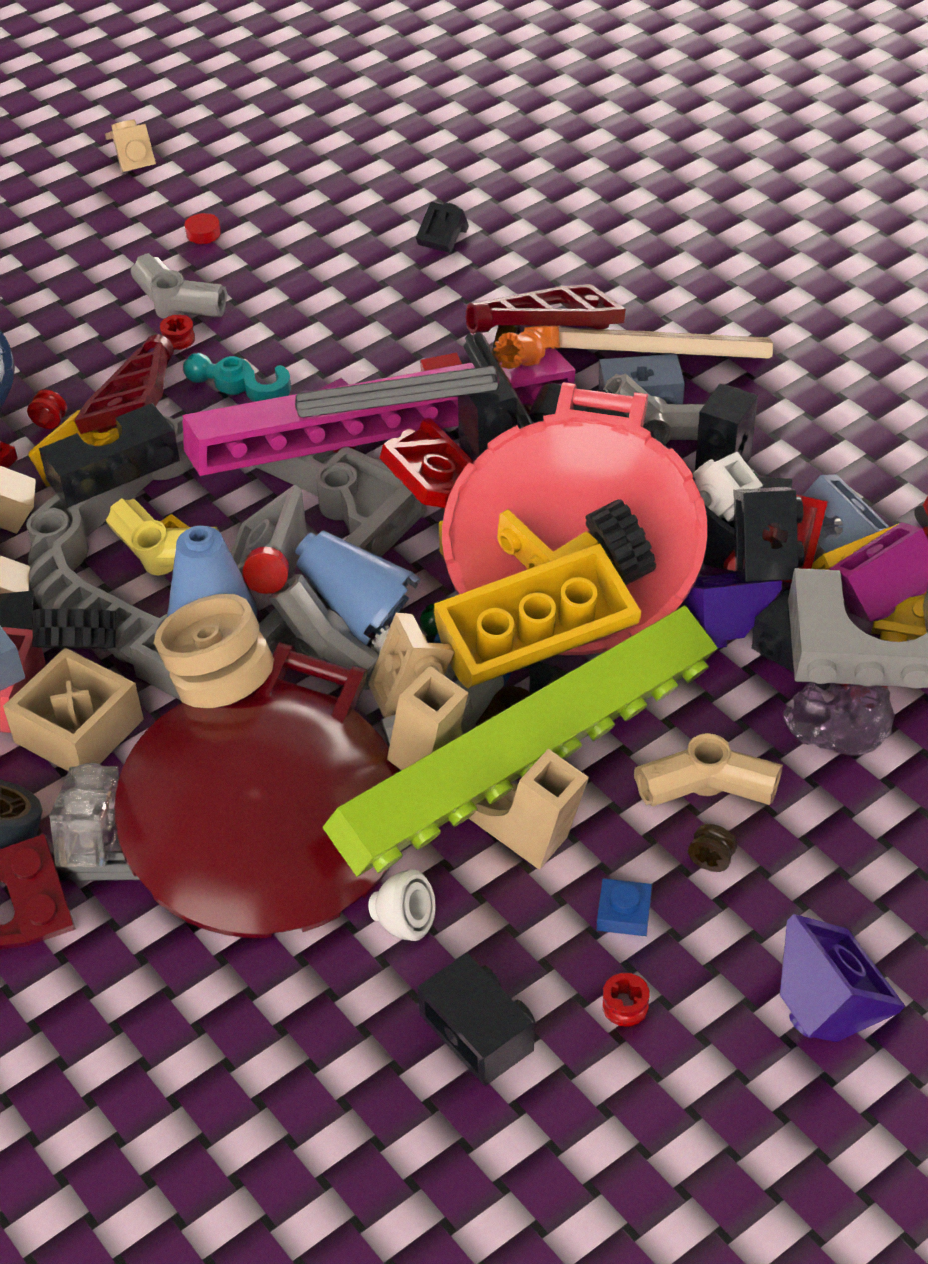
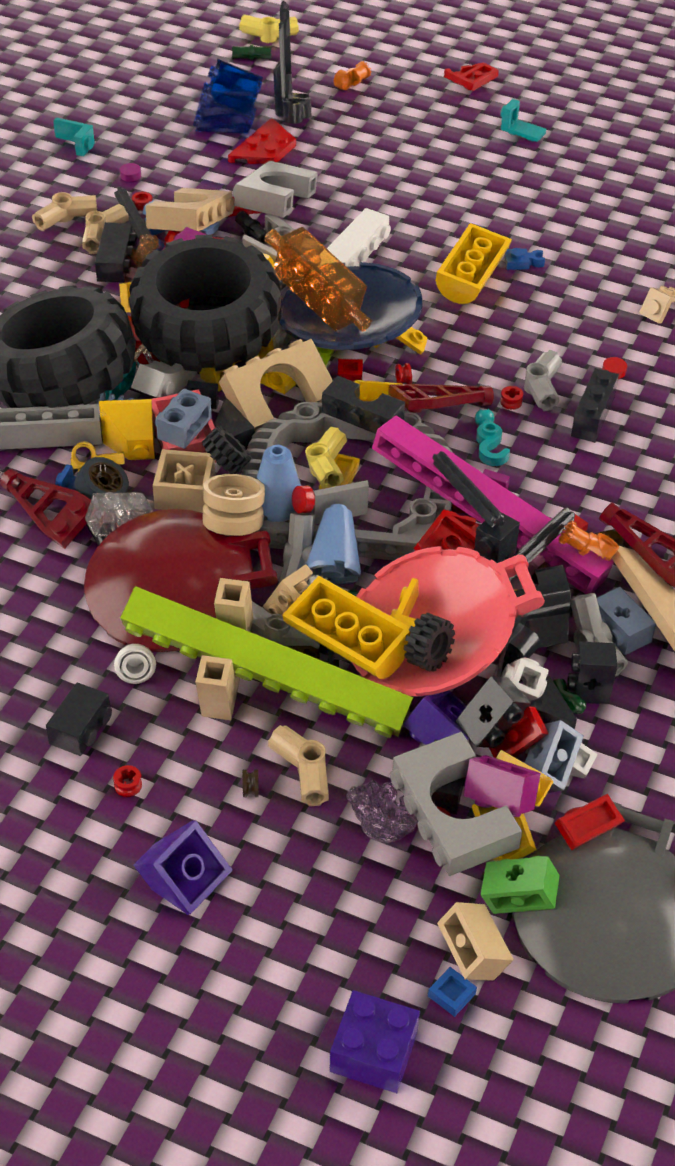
camera: 60 degrees right, 0 degrees up
(264, 264) = (594, 405): none -> black brick
(624, 907) = (191, 760): blue plate -> none

